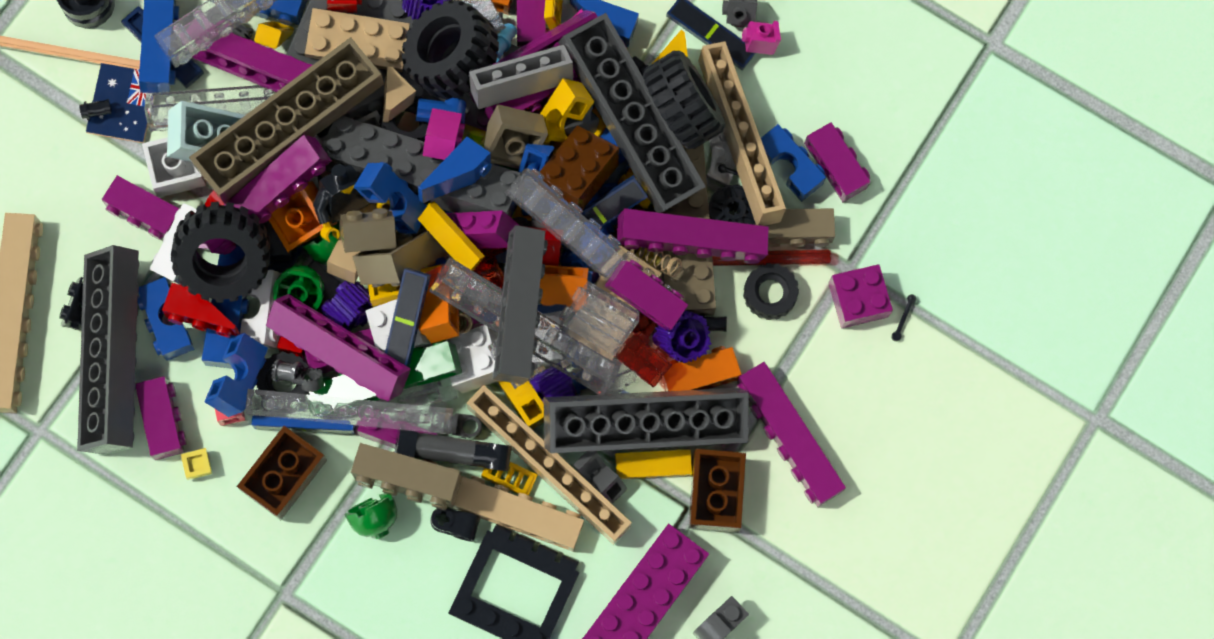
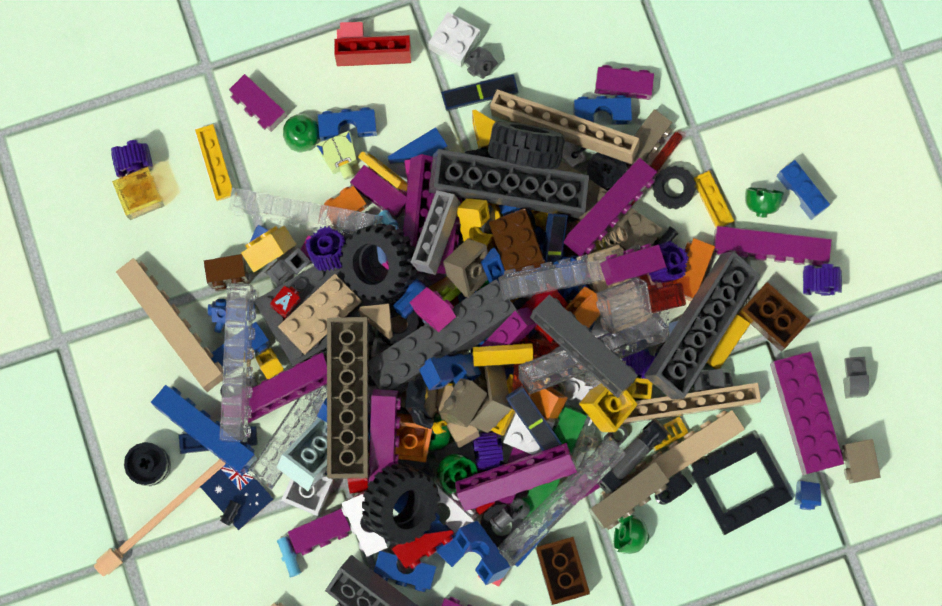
camera: 45 degrees left, 5 degrees up
(93, 199) = (289, 556): none -> medium azure pin
(458, 170) = (467, 317): blue slope -> none
(476, 387) = (606, 409): none -> yellow slope
(761, 37) = (509, 64): dark pink brick -> none
(791, 340) = (713, 200): none -> yellow tile
(794, 510) = (822, 280): none -> dark purple brick
(829, 389) = (763, 201): none -> green cylinder
(860, 296) = (719, 137): magenta brick -> none
(876, 421) = (810, 197): none -> blue arch
(896, 336) = (758, 134): black hinge -> none

